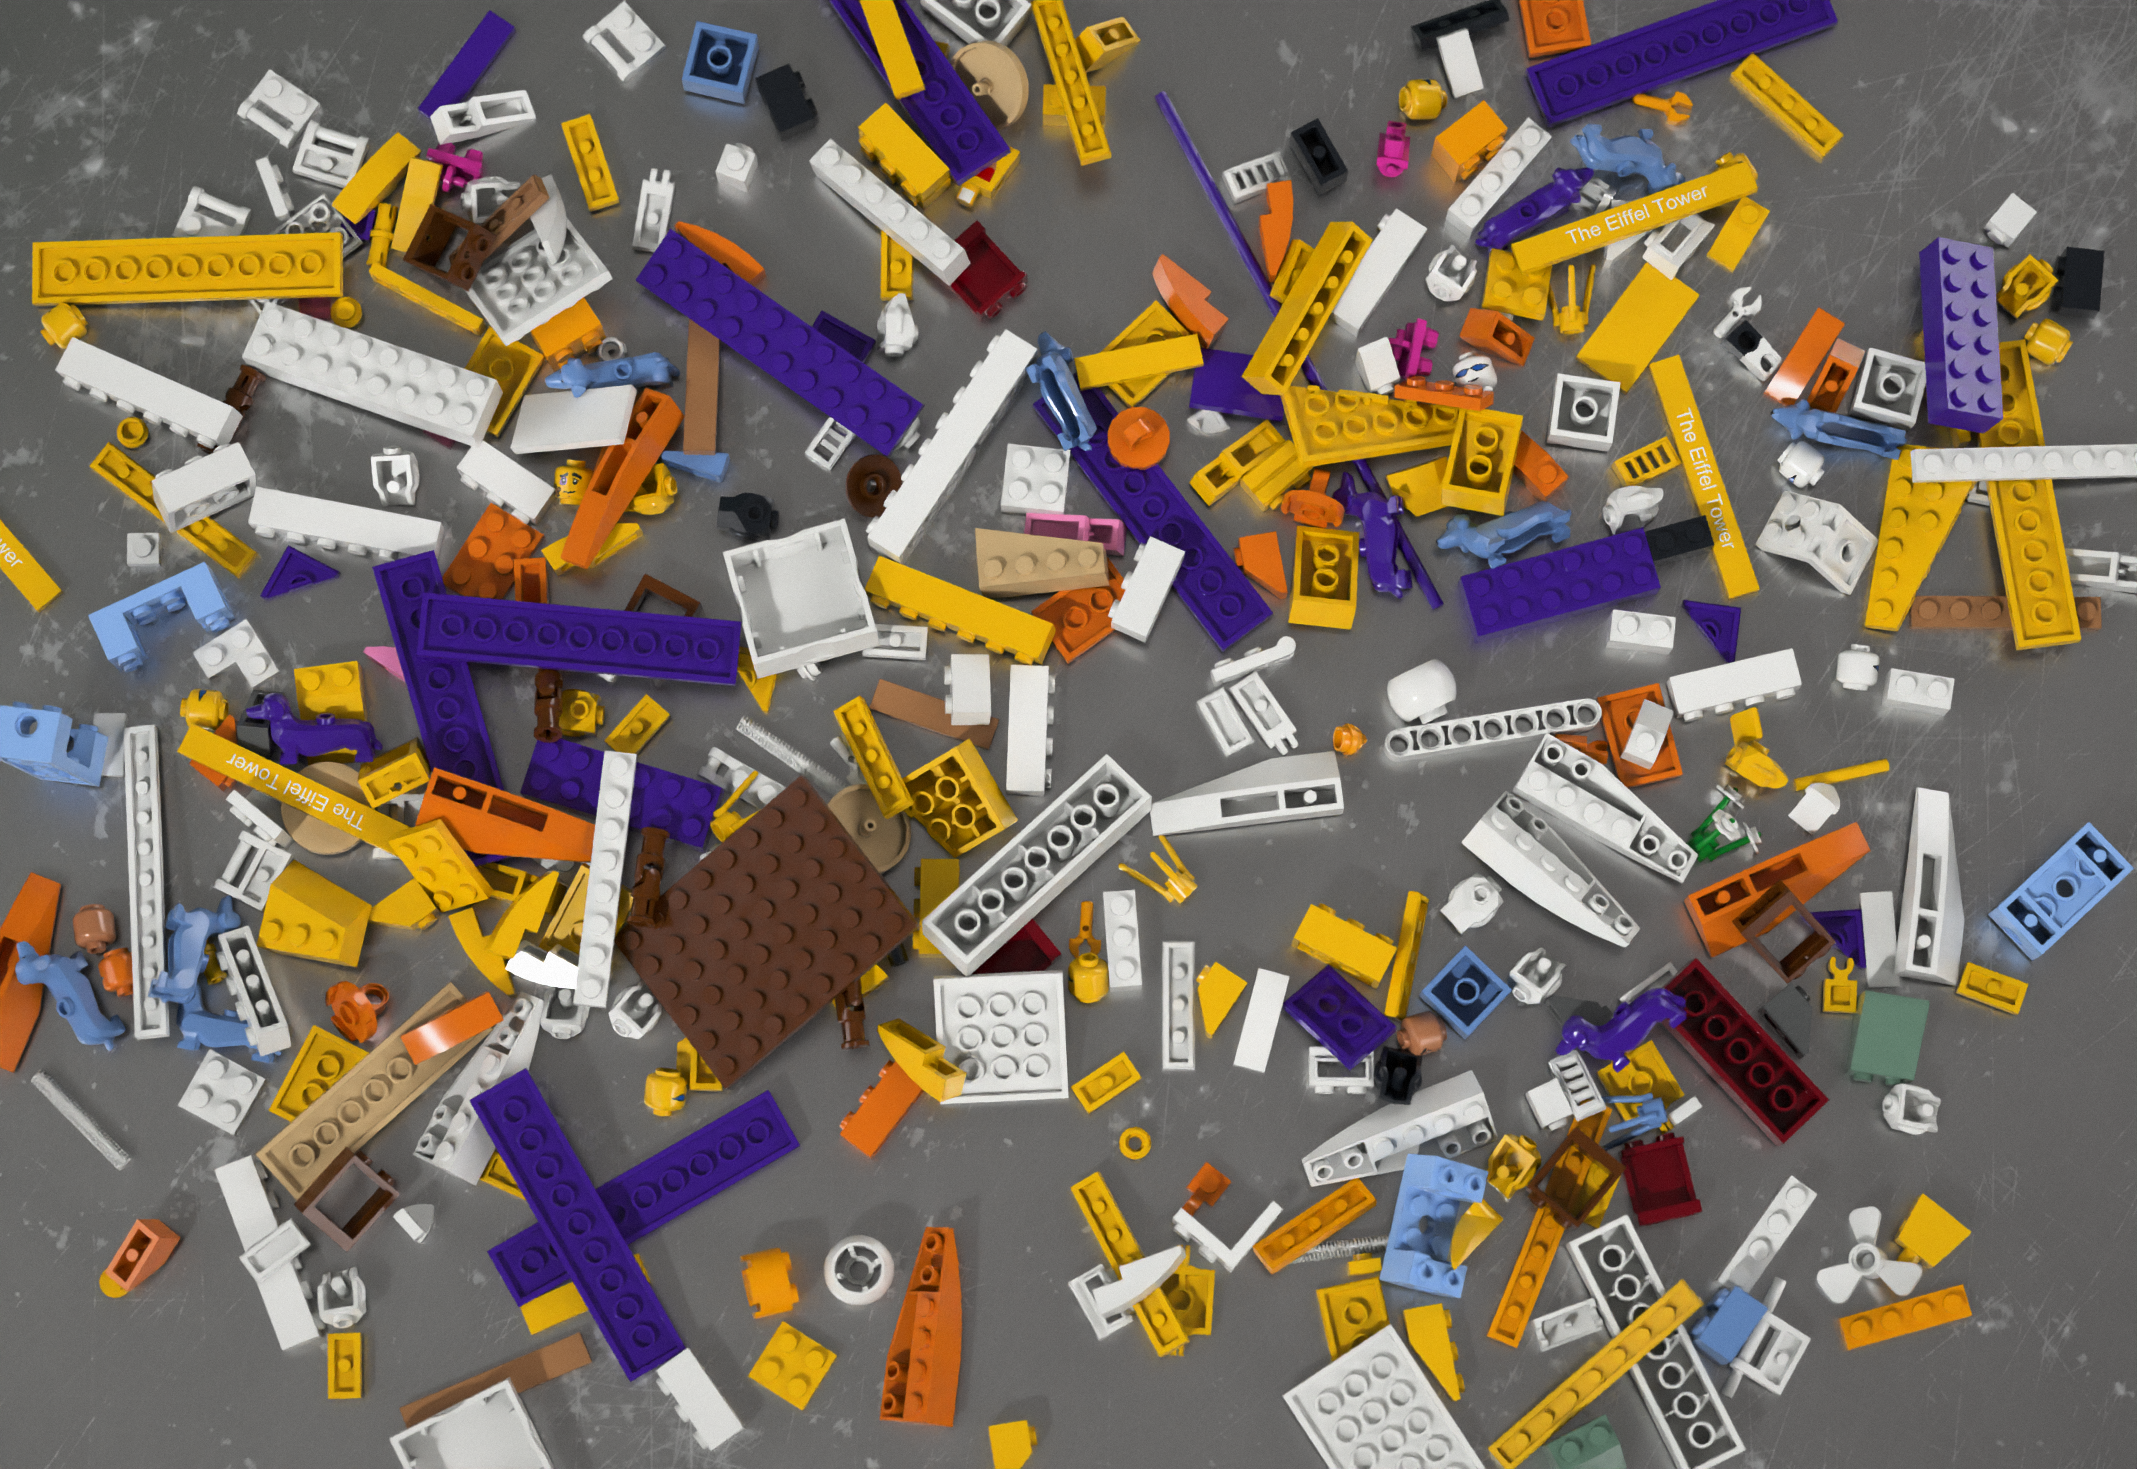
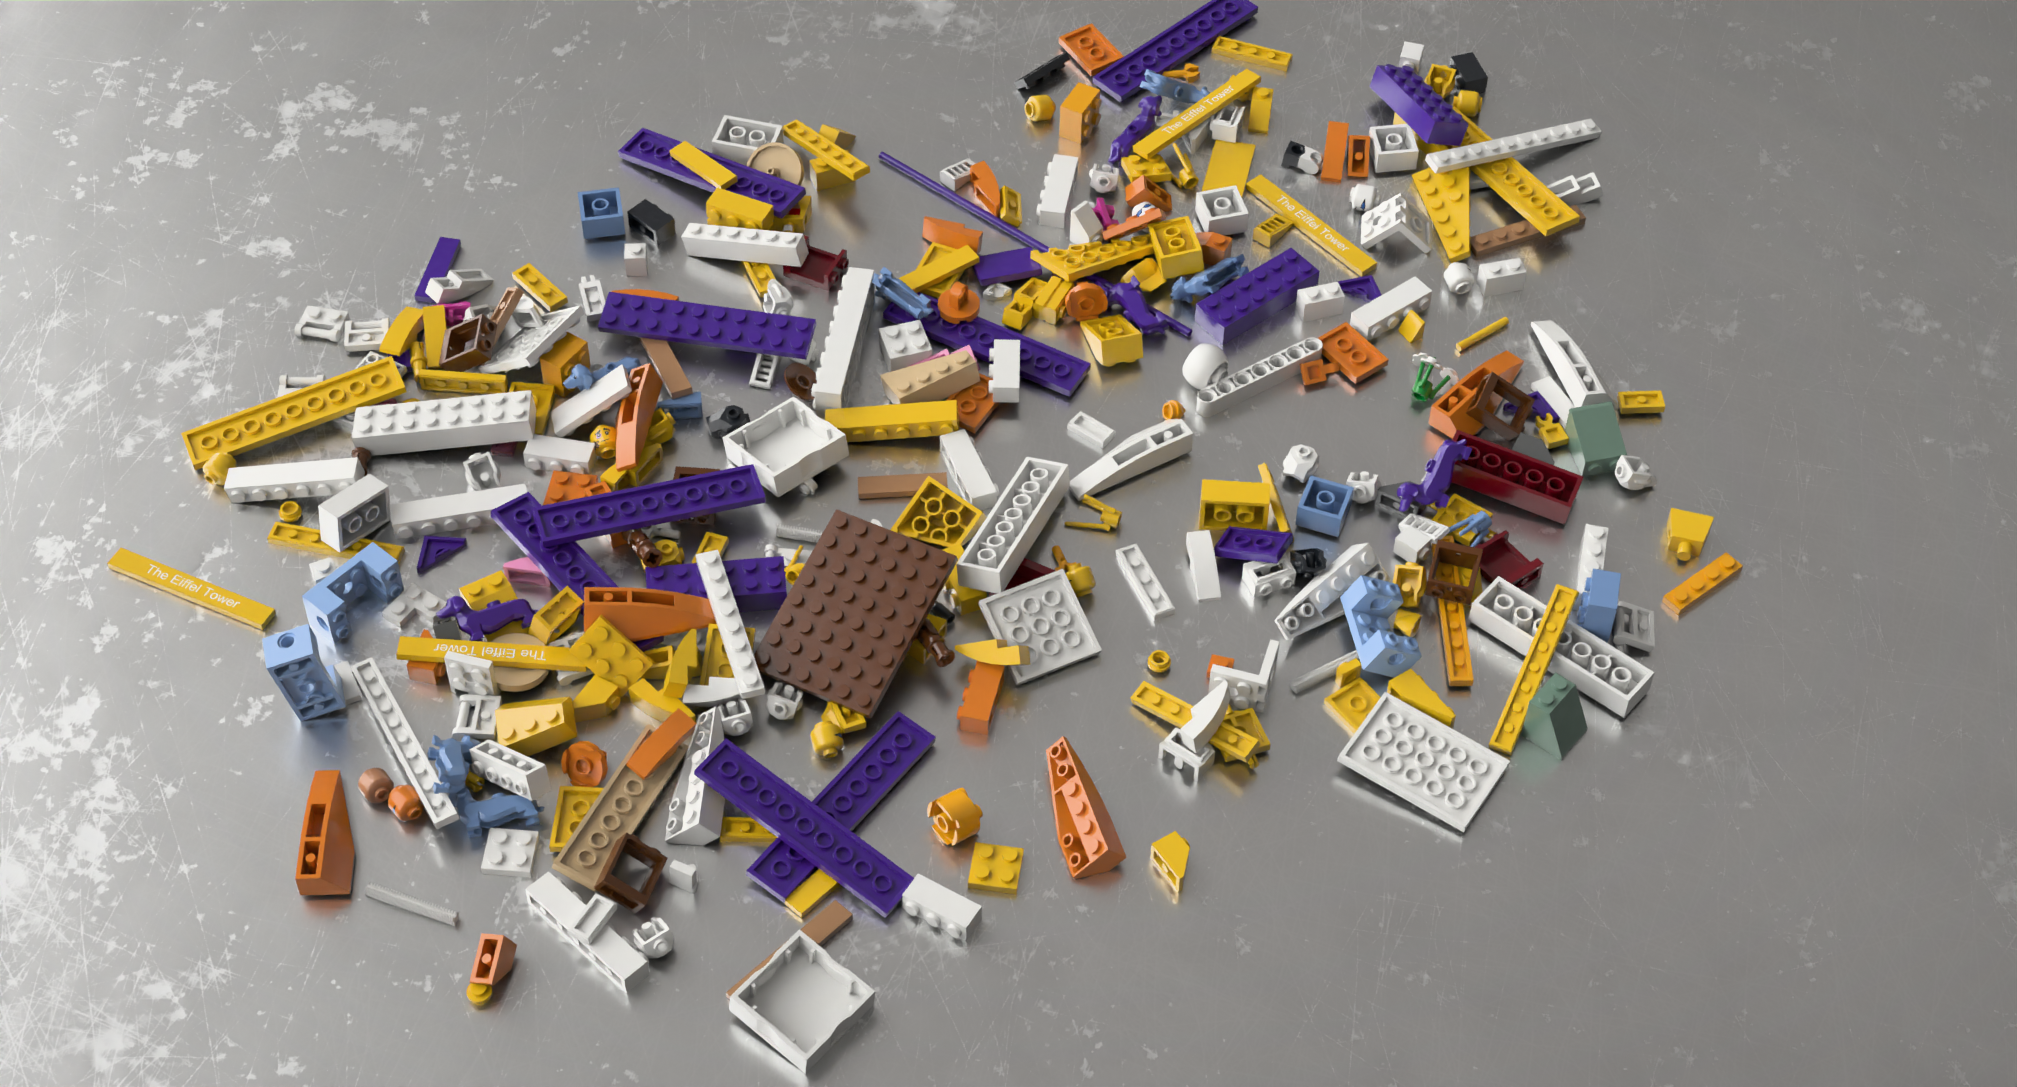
camera: 25 degrees left, 30 degrees down
(71, 992) = (374, 823): medium blue animal -> none
(204, 708) = (402, 629): yellow head -> none
(271, 178) = (334, 358): white plate -> none
(344, 1365) = (674, 981): yellow plate -> none
(633, 37) = (534, 227): white plate -> none
(647, 881) = (758, 612): reddish brown piece -> none
(761, 688) = (777, 505): yellow tile -> none
(833, 1278) = (1013, 786): white wheel -> none
(873, 757) = (874, 512): yellow tile -> none
(900, 642) = (861, 455): white plate -> none
(969, 689) = (919, 458): white brick -> none
(1106, 1082) = (1121, 635): yellow plate -> none
(1122, 940) = (1088, 550): white brick -> none
(1217, 995) = (1167, 563): yellow slope -> none
(1254, 661) = (1092, 392): white plate -> none
(1262, 562) = (1071, 341): orange slope -> none
(1264, 712) = (1114, 415): white hinge -> none
(1307, 308) = (1027, 212): yellow brick -> none
(1314, 1225) = (1302, 659): light orange plate -> none
(1318, 156) = (994, 147): black brick -> none
(1393, 149) = (1037, 132): dark pink hips -> none
(1422, 1033) = (1310, 537): nougat head -> none
(1460, 62) = (1052, 84): white tile -> none
(1498, 178) = (1106, 127): white brick -> none
(1547, 870) = (1333, 431): white wedge -> none
(1567, 1324) = (1496, 658): white hinge -> none
(1602, 807) = (1349, 391): white wedge -> none
(1631, 508) = (1276, 243): white hand -> none
(1647, 734) = (1356, 346): white slope -> none
(1680, 541) = (1319, 250): black brick -> none
(1684, 1111) = (1499, 520): white tile -> none
(1738, 311) = (1278, 142): white bar -> none
(1755, 765) = (1429, 339): yellow hand -> none
(1816, 806) = (1477, 350): white tile -> none
(1840, 429) = (1376, 172): medium blue animal -> none
(1842, 1279) = (1651, 575): white piece -> none
(2035, 911) = (1648, 336): light blue plate -> none

